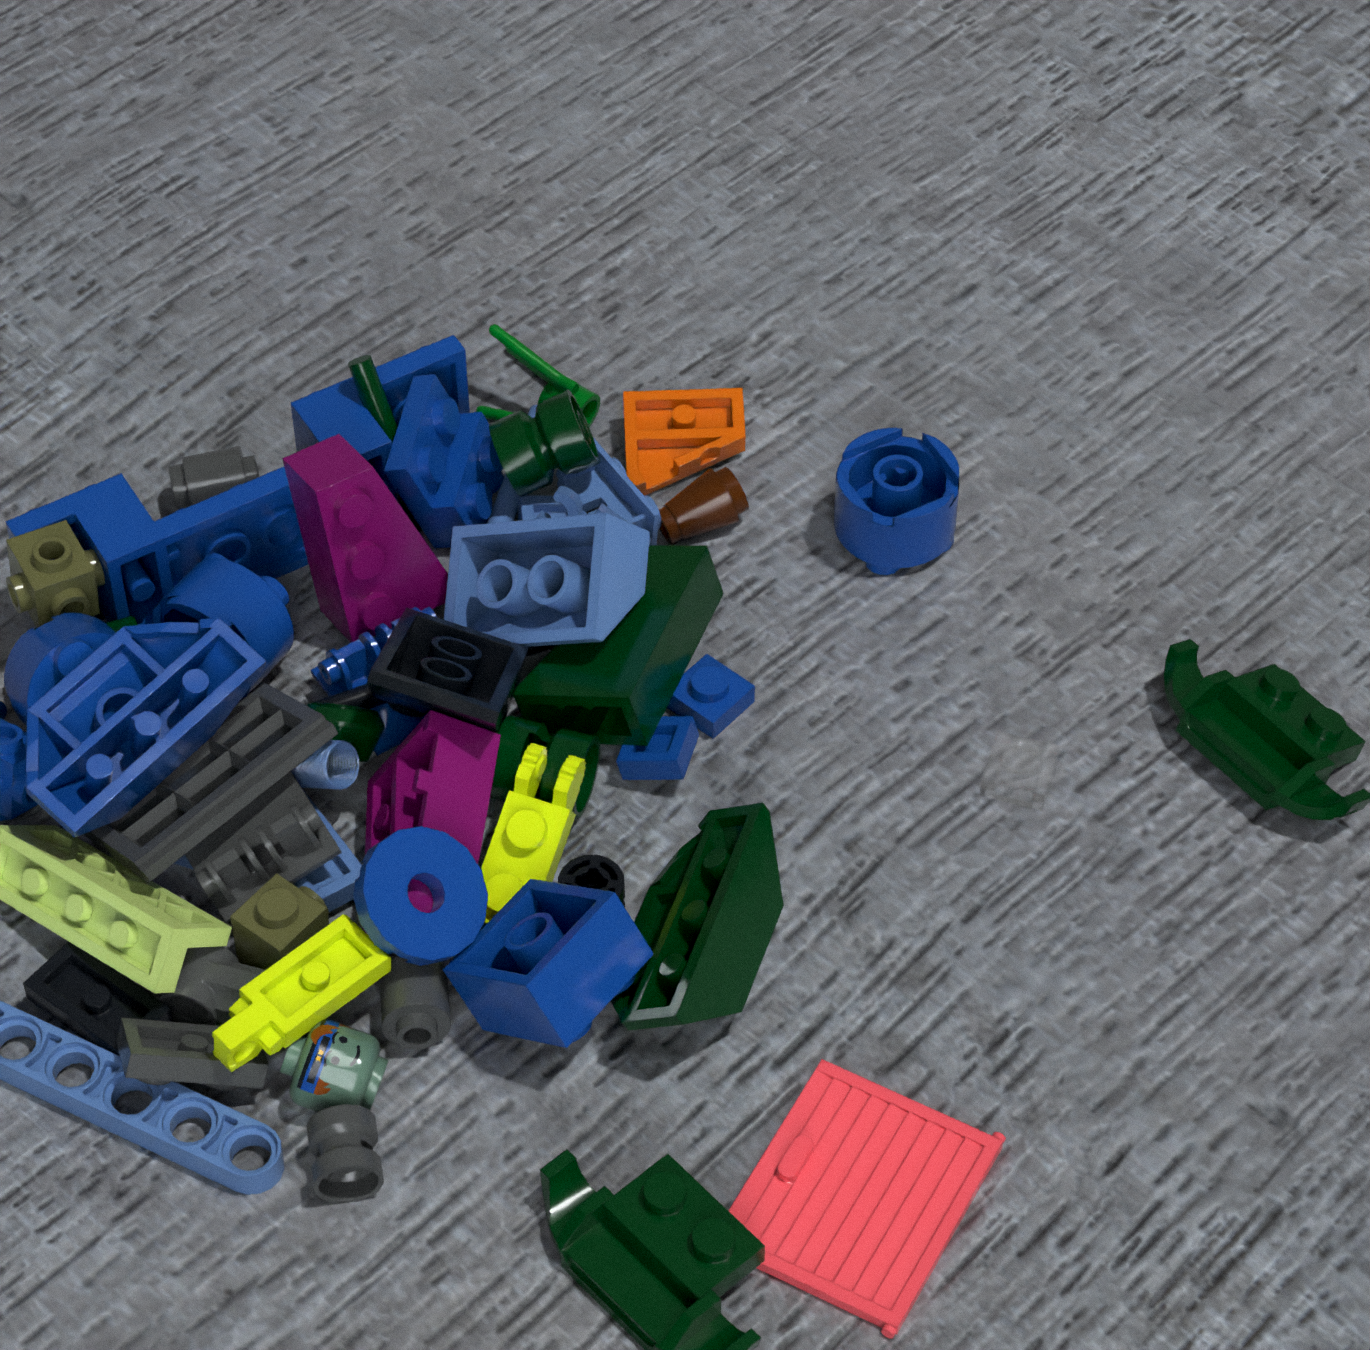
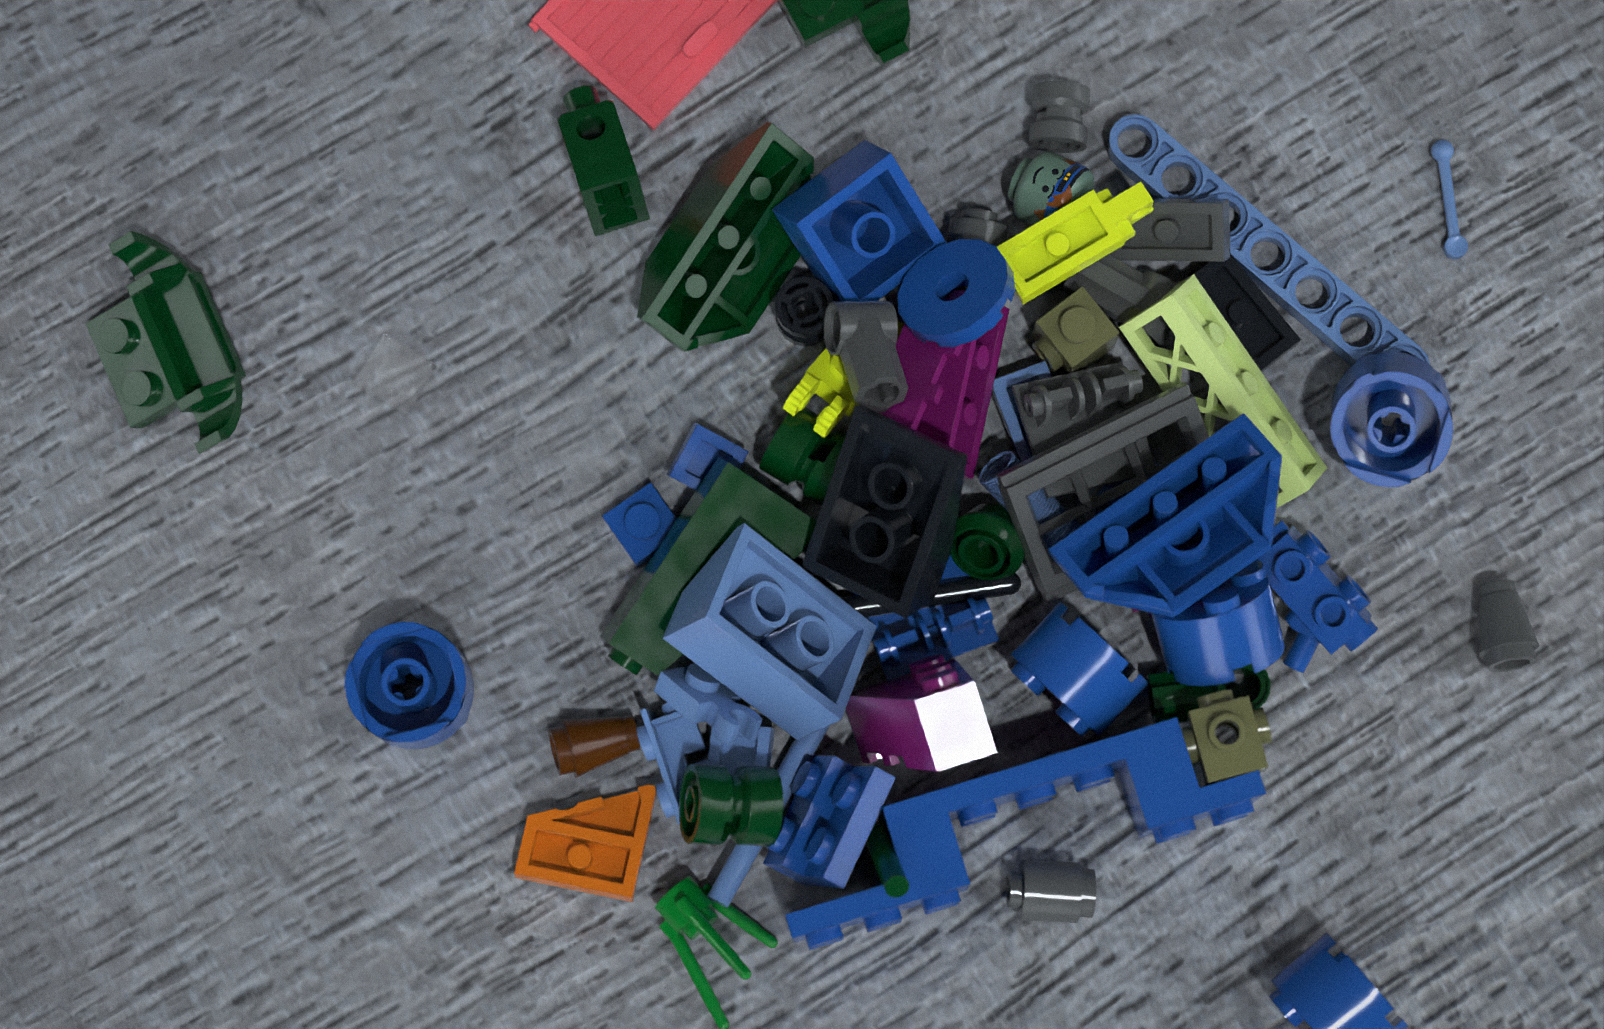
camera: 160 degrees left, 30 degrees up
(513, 835) = (866, 341): none -> dark grey piece
(865, 979) = (601, 161): none -> dark green torso

